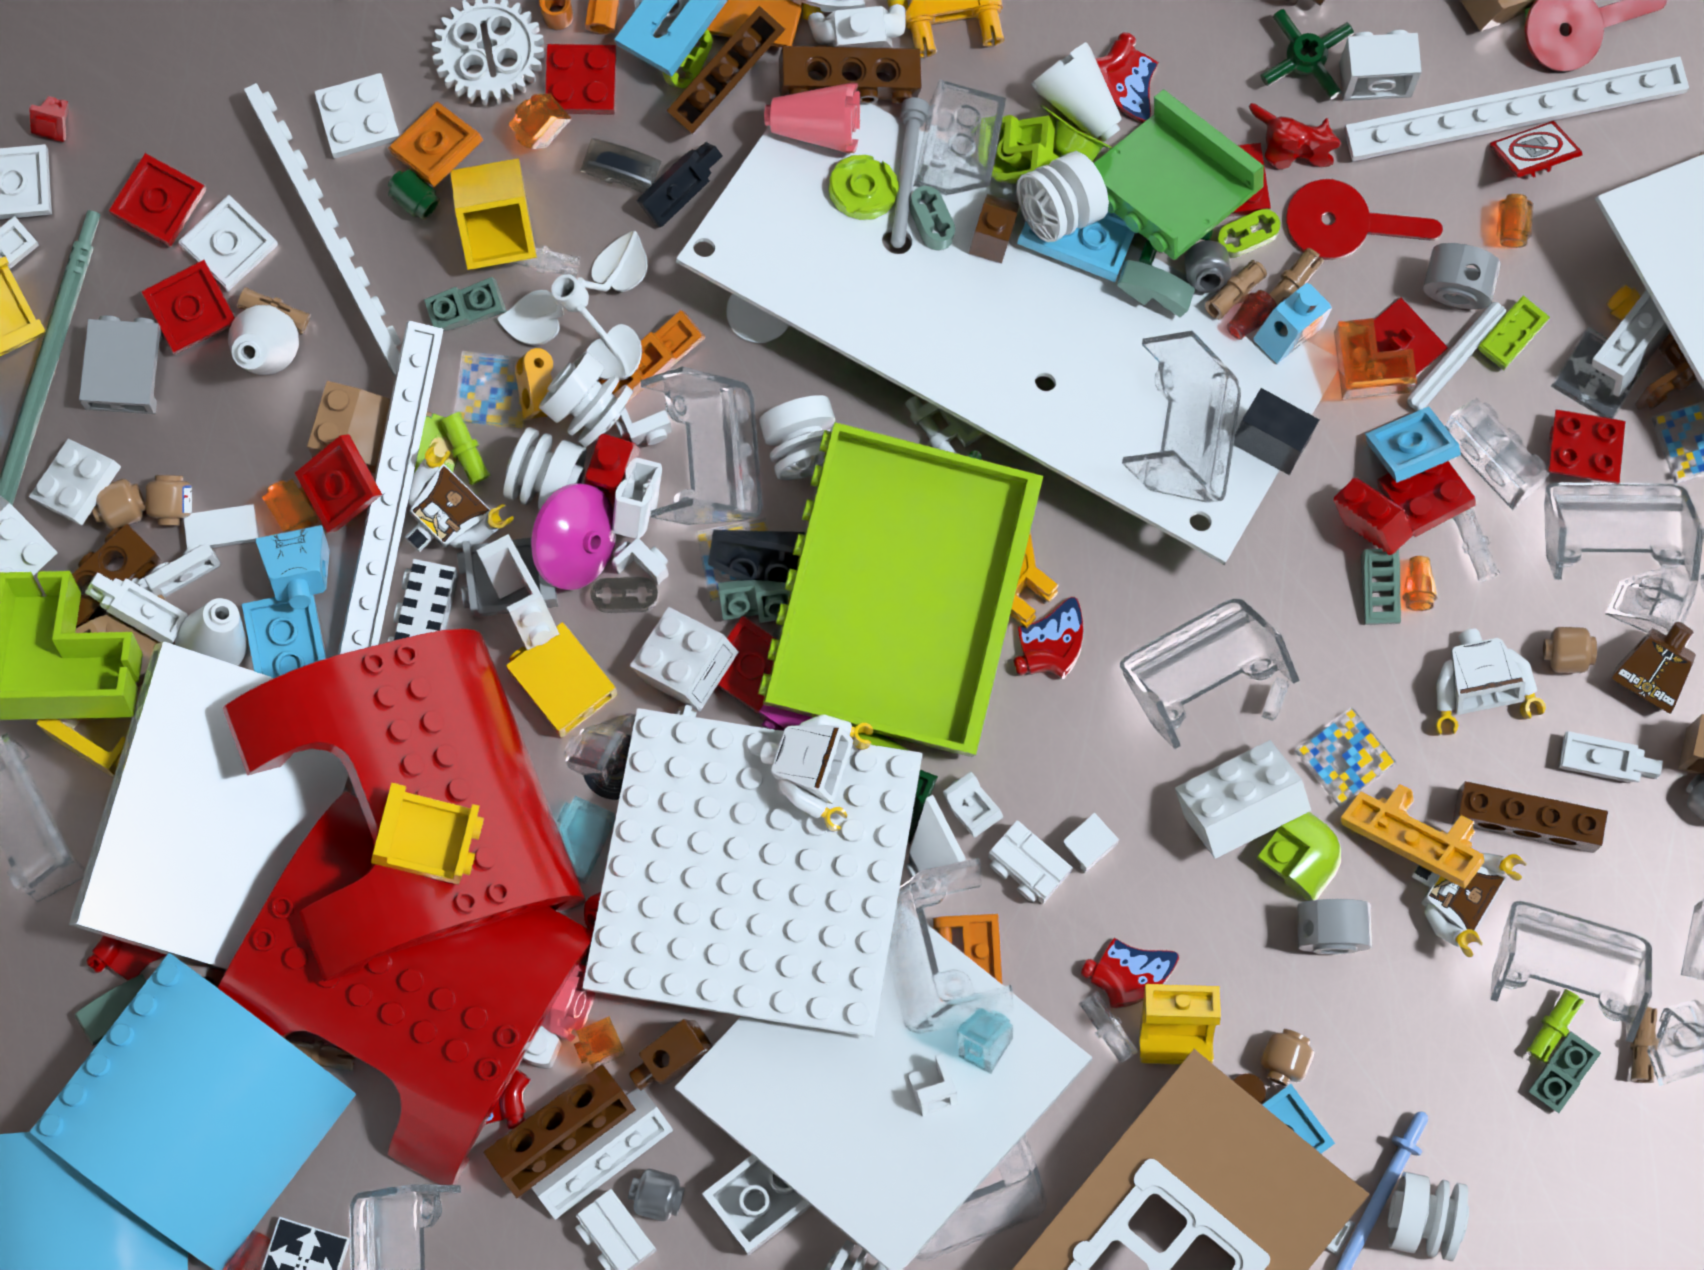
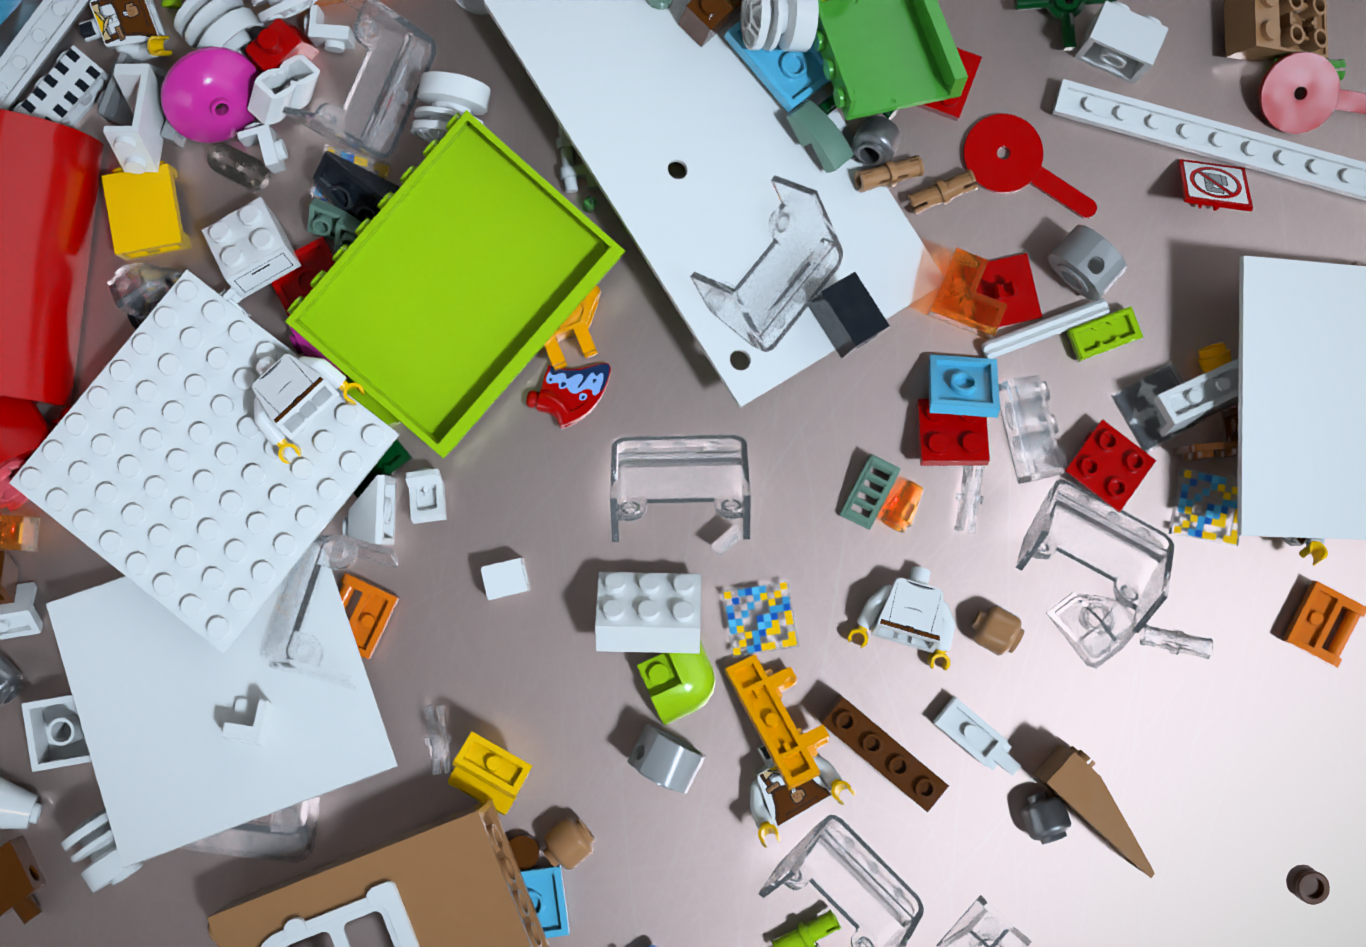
camera: 30 degrees right, 10 degrees up
(585, 832) = (92, 351): clear light blue slope -> none
(685, 1046) = (67, 573): reddish brown torso -> none
(984, 1038) = (312, 704): clear light blue slope -> none
(1028, 863) = (446, 569): white brick -> none
(1126, 971) = (481, 702): arm -> none
(1245, 226) = (929, 122): lime beam -> none
(1251, 314) = (891, 202): clear red cone -> none
(1292, 139) = (1010, 68): red animal -> none
(1302, 314) = (928, 226): medium azure torso -> none
(1373, 516) = (894, 430): red brick -> none
(1515, 221) = (1161, 238): clear orange brick -> none
(1658, 666) = (1062, 685): reddish brown torso -> none

